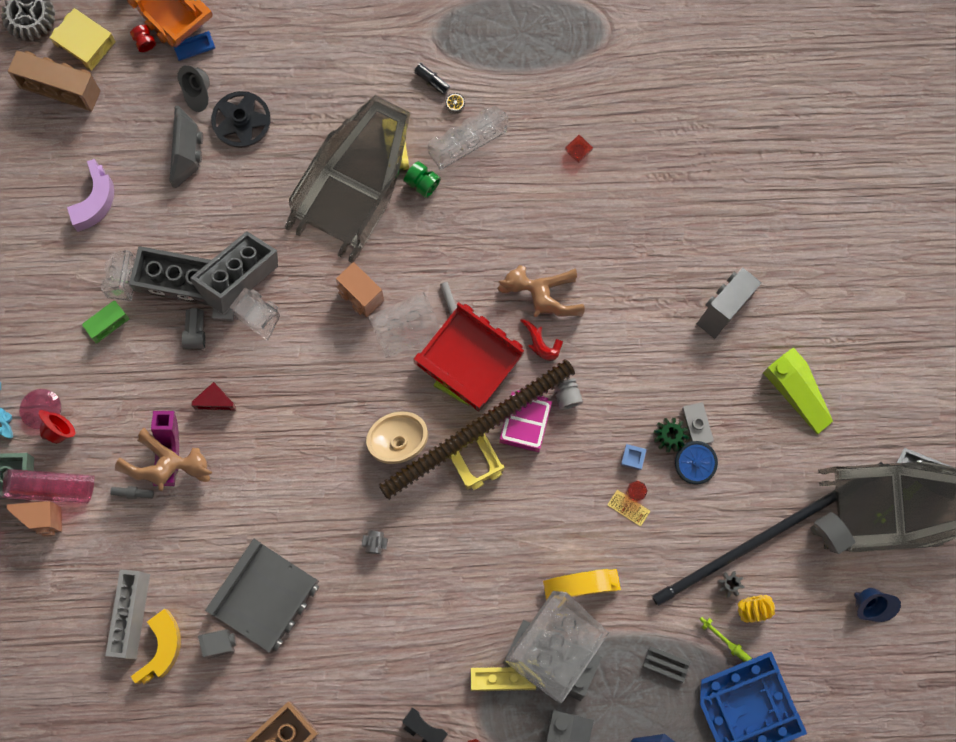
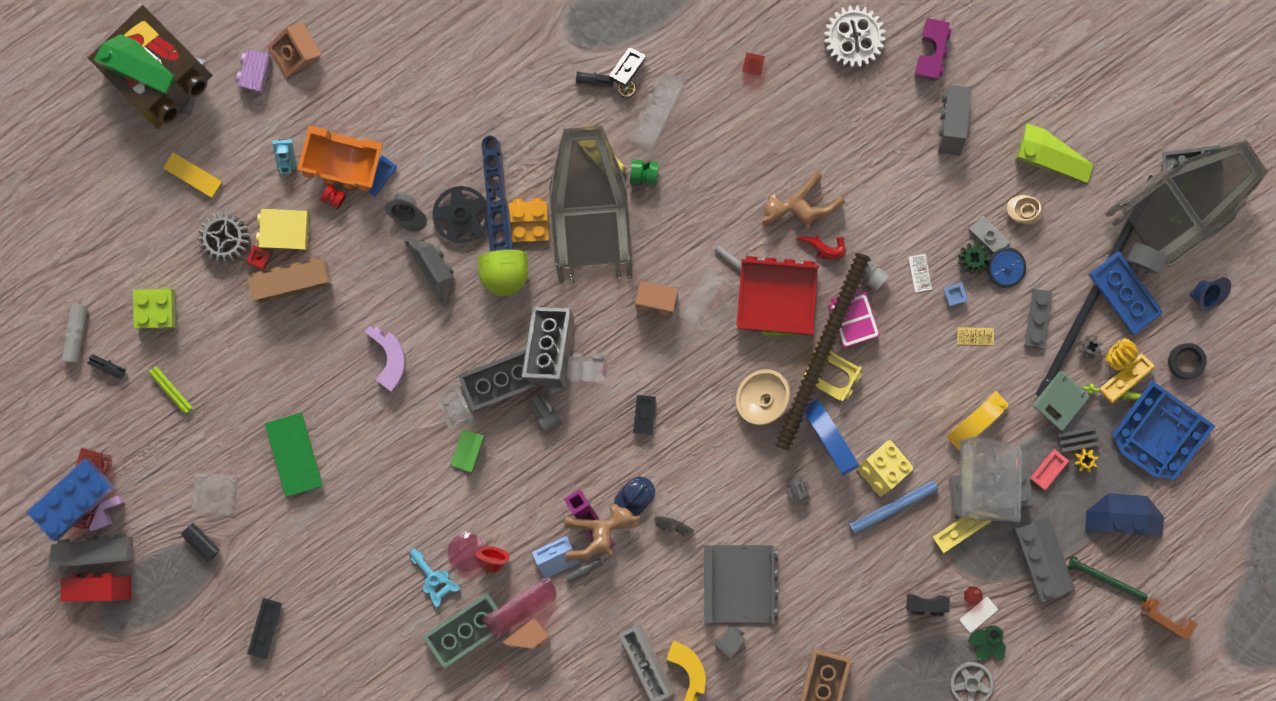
camera: 25 degrees left, 10 degrees up
(45, 48) = (258, 257): none -> red tile
(104, 463) = (552, 557): none -> light blue panel
(213, 399) = (598, 457): dark red slope -> none
(225, 455) = (636, 495): none -> dark blue piece
(235, 498) = (667, 523): none -> clear smoke slope
(242, 179) = (501, 269): none -> piece
(281, 387) = (644, 414): none -> black plate
(292, 157) = (529, 220): none -> light orange plate
(433, 511) = (830, 438): none -> blue slope
(454, 617) = (893, 507): none -> medium blue axle
(467, 84) = (627, 67): none -> plate
(467, 574) = (885, 468): none -> light yellow bracket
(613, 419) = (920, 273): none -> white sticker
(621, 675) = (1049, 469): none -> coral tile
(636, 491) = (974, 320): clear red tile -> none
(667, 685) = (1091, 463): none -> yellow gear
(676, 616) = (1063, 397): none -> sand green container
(697, 527) = (1038, 318): none -> dark grey plate
(700, 185) = (871, 34): none -> white gear
(745, 421) = (1024, 209): none -> tan hat
(747, 635) = (1126, 379): none -> yellow tile
(758, 219) = (936, 33): none -> magenta arch
(793, 555) = (1125, 293): none -> blue tile
(827, 644) = (1202, 361): none -> black tyre

